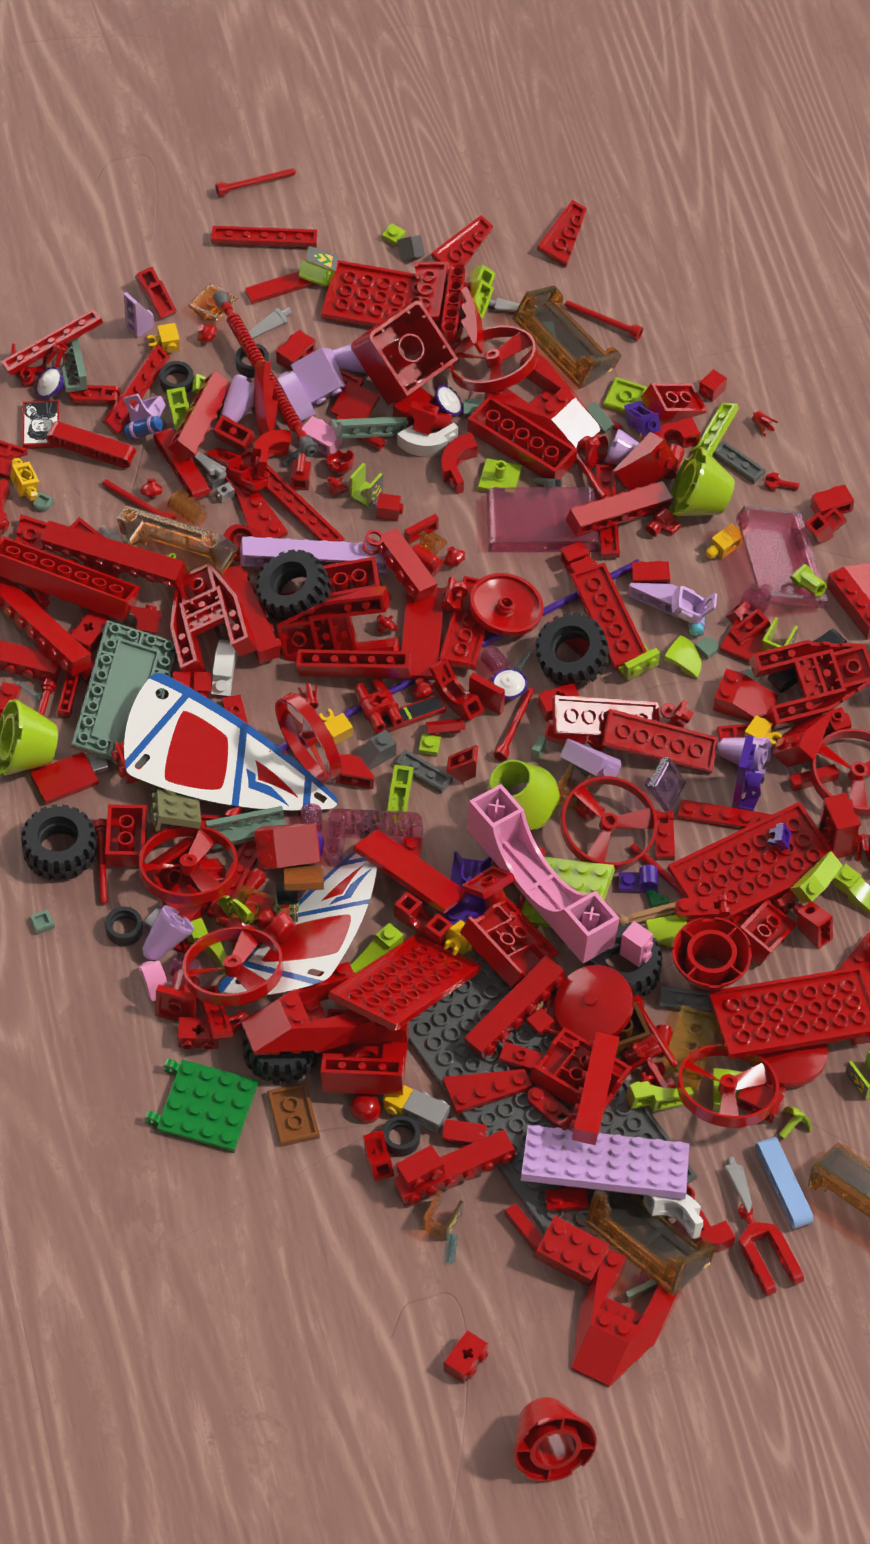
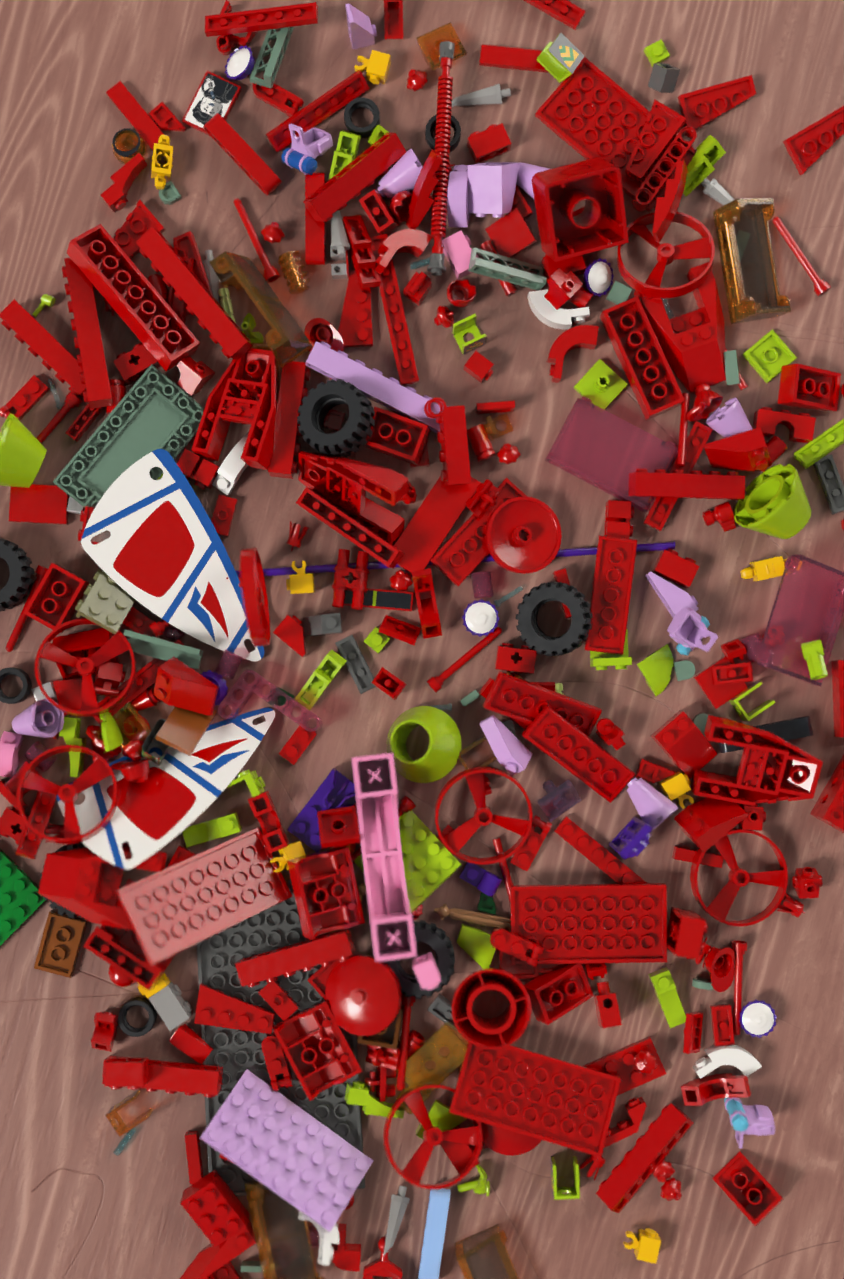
camera: 30 degrees right, 30 degrees up
(59, 349) = (261, 33): red piece -> none
(249, 420) = (399, 205): none -> red hair
(385, 892) = (254, 783): none -> lime bracket
(410, 871) = (281, 770): red tile -> none
(467, 1347) = (78, 1250): red brick -> none
(489, 693) = (452, 620): red tile -> none
(540, 1021) = (311, 979): red tile -> none
(548, 483) = (640, 421): dark grey bar -> none
(595, 1088) = (311, 1087): red brick -> none
(642, 421) = (767, 408): dark purple window -> none
(782, 836) = (626, 917): dark purple tile -> none
(817, 878) = (632, 974): lime slope -> none

